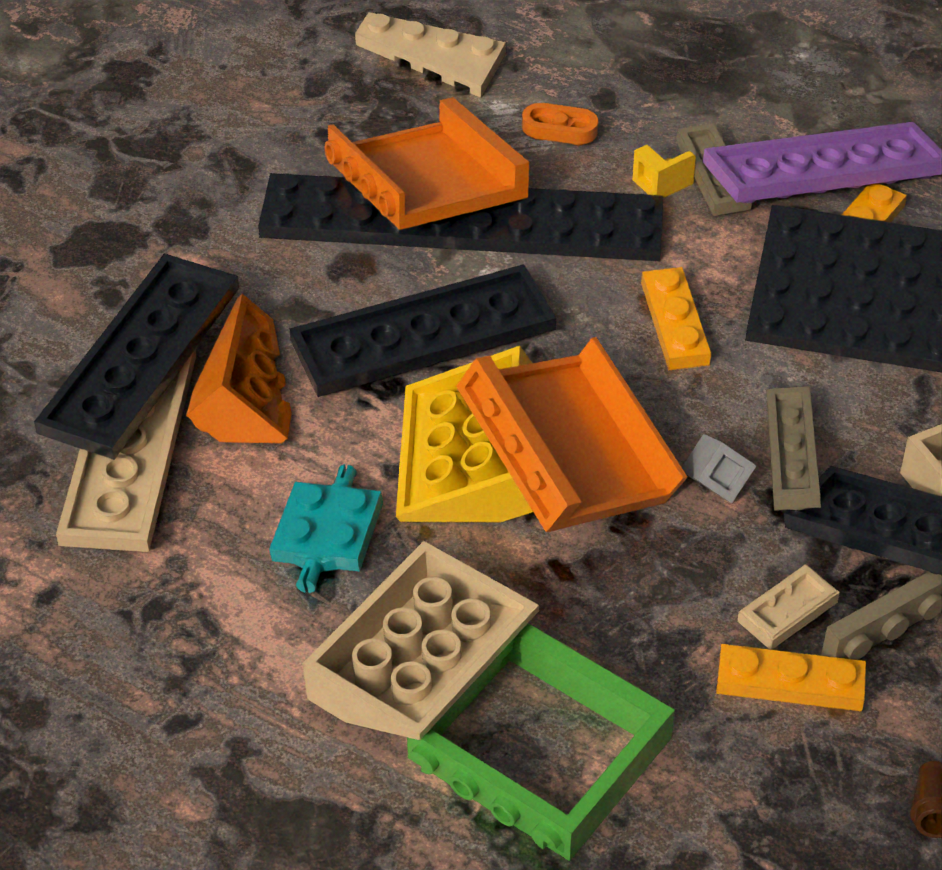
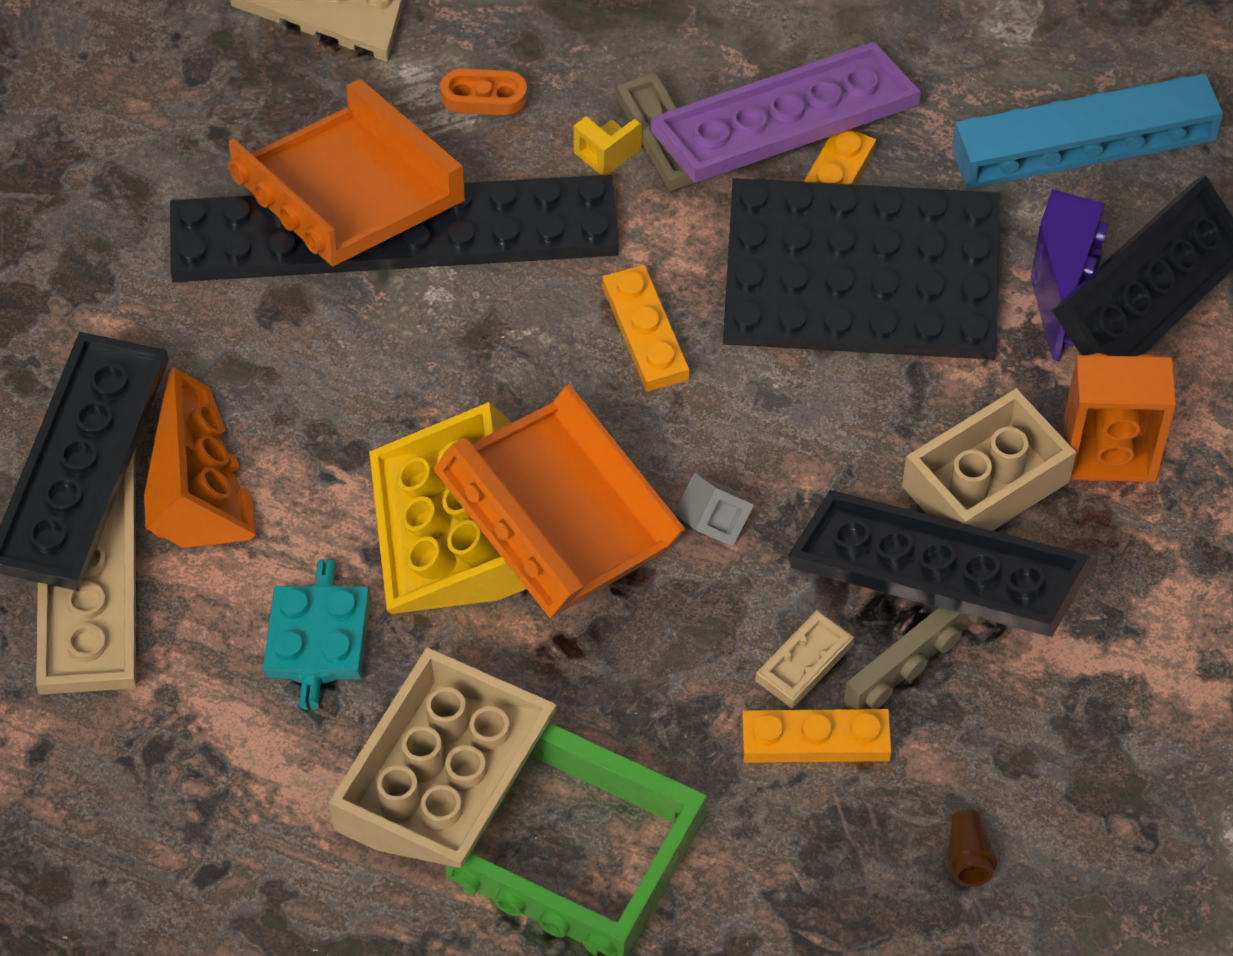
camera: 10 degrees left, 10 degrees up
(421, 330) = (375, 381): black plate -> none
(793, 449) = (788, 477): dark tan plate -> none

